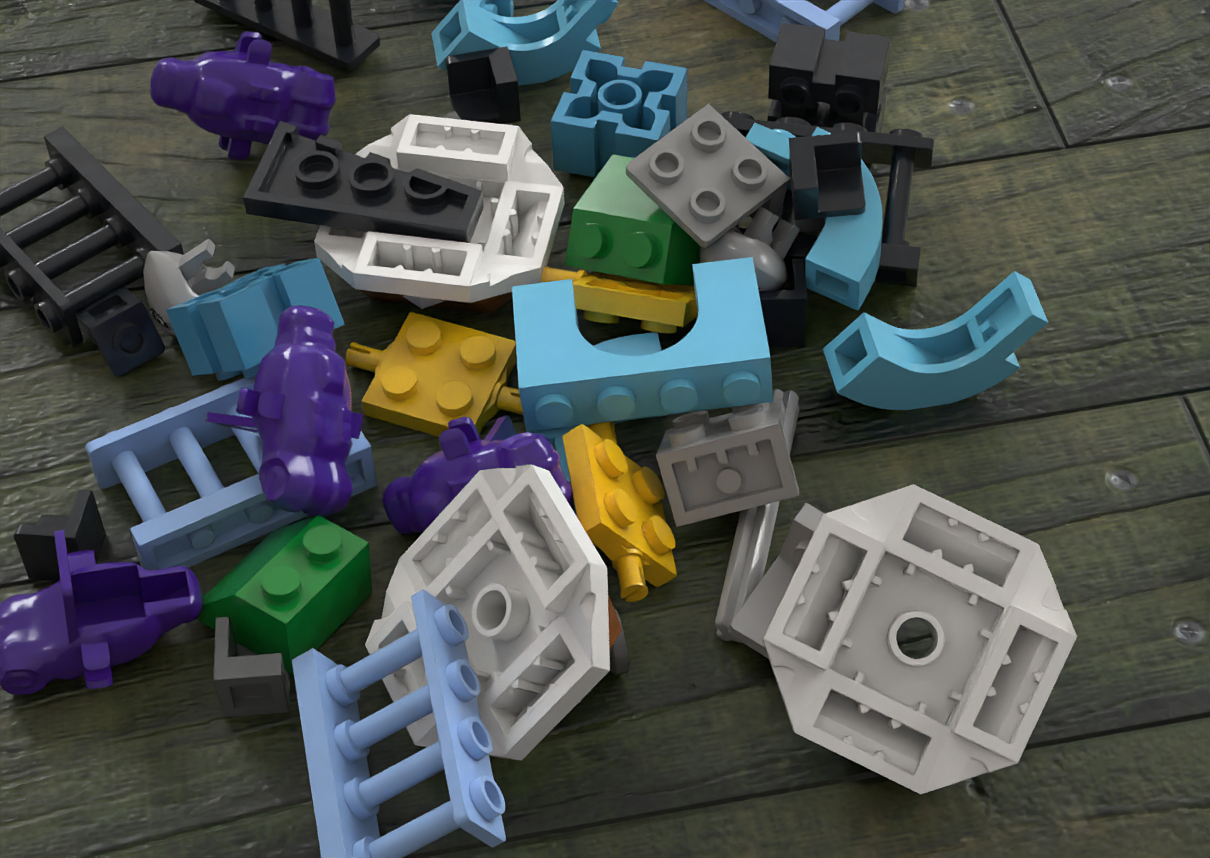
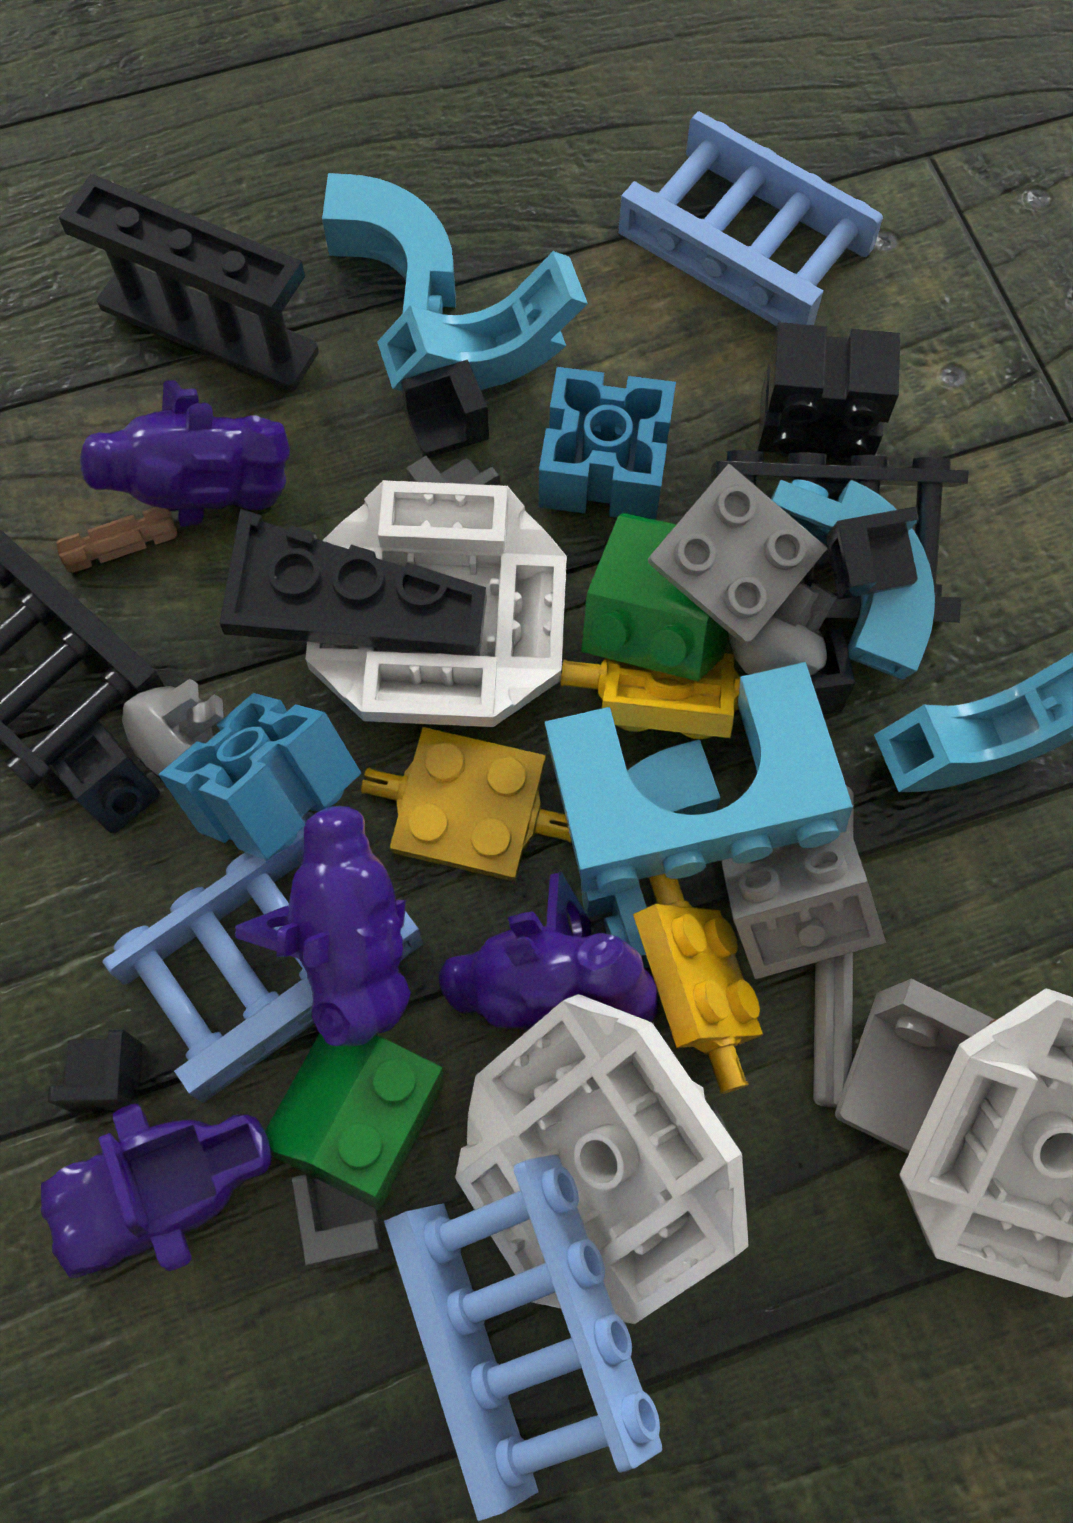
camera: 10 degrees left, 20 degrees up
(170, 162) = (116, 539): none -> medium nougat axle

